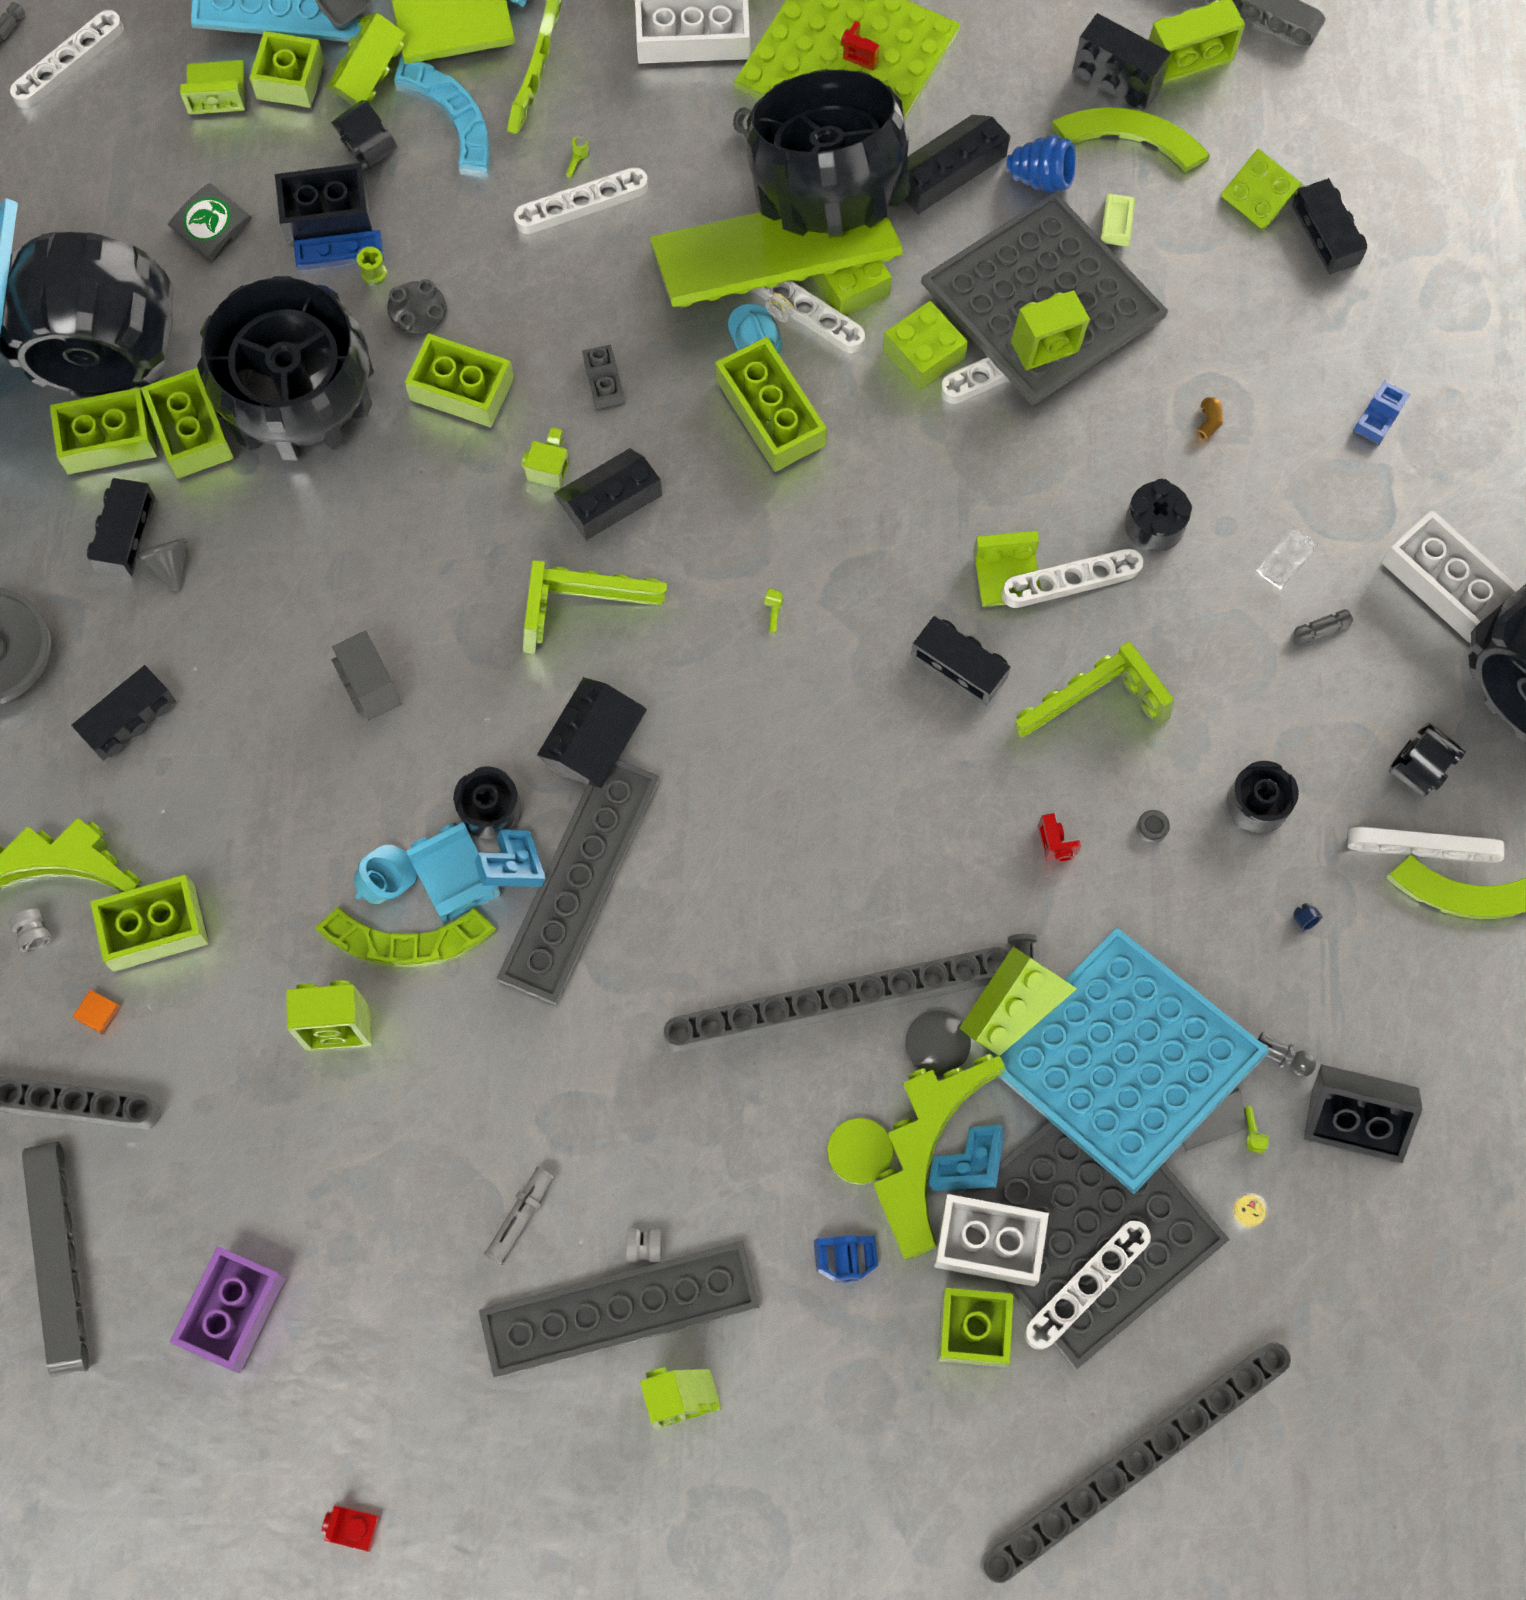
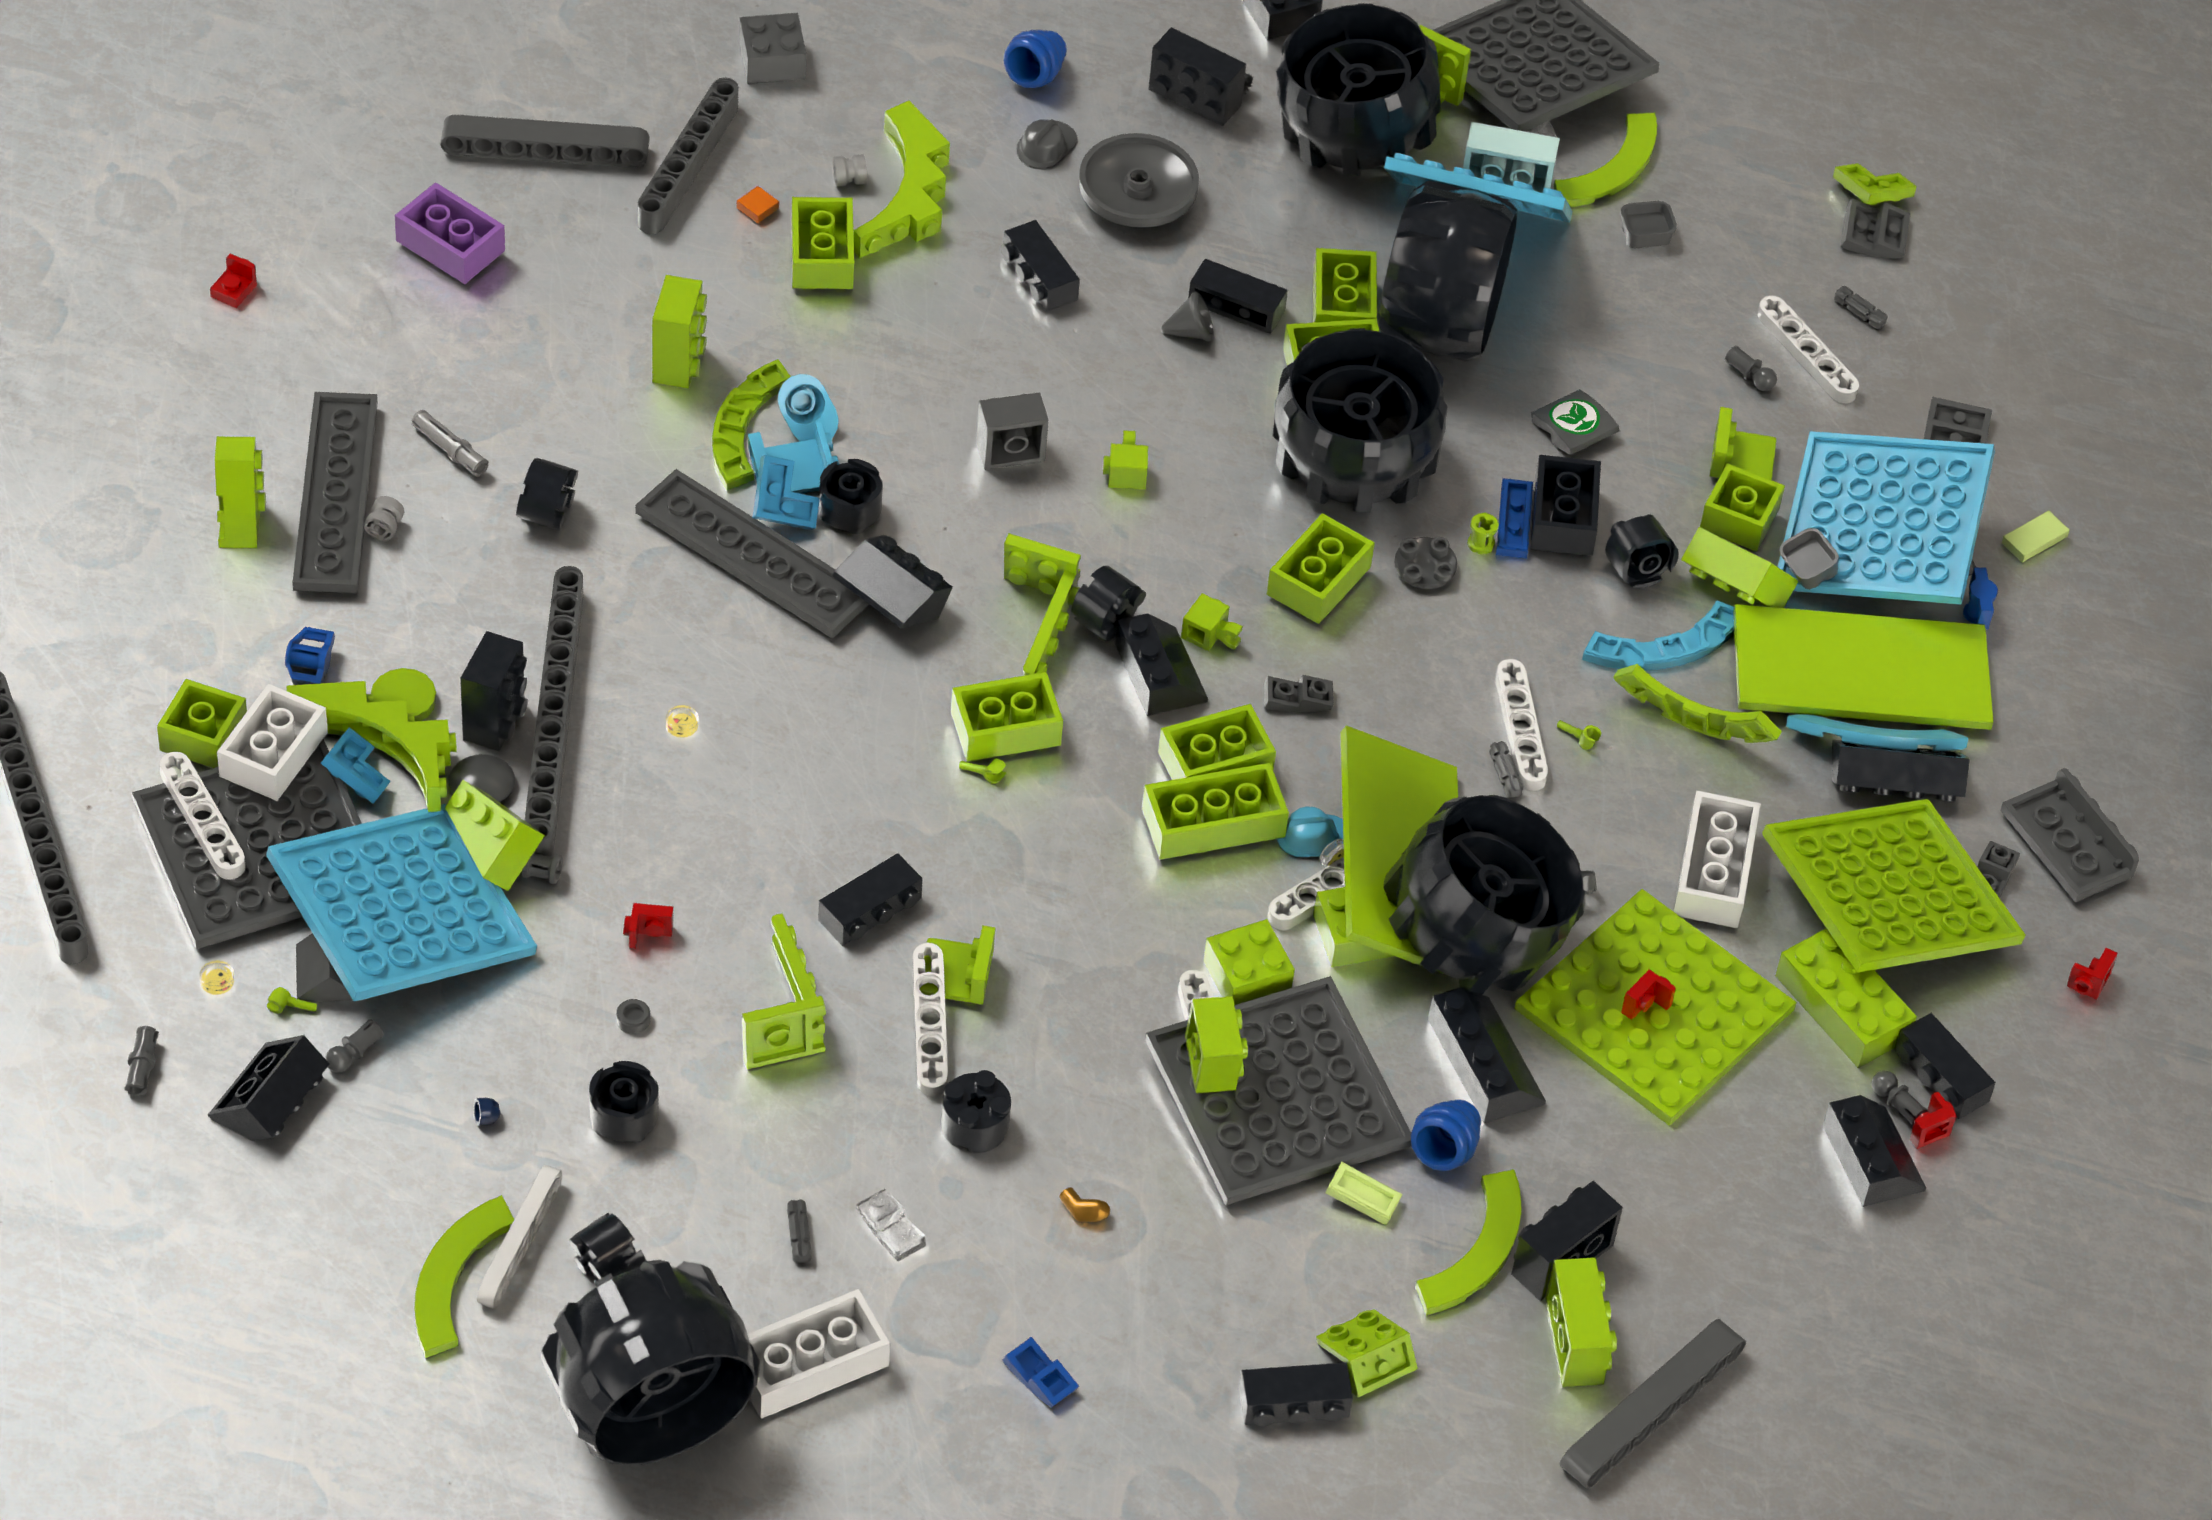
camera: 100 degrees right, 20 degrees down
(115, 85) = (1763, 378): none -> dark grey pin
(370, 573) = (1127, 463): none -> lime brick
(561, 539) = (1106, 602): none -> black brick
(573, 1087) = (547, 493): none -> black brick
(636, 202) = (1506, 769): none -> dark grey axle
(703, 417) = (1215, 743): none -> lime brick
(719, 596) = (1006, 716): none -> lime brick
(803, 884) = (682, 721): none -> clear tile
(859, 1046) = (493, 691): none -> black brick
(1375, 1242) = (141, 1060): none -> dark grey pin

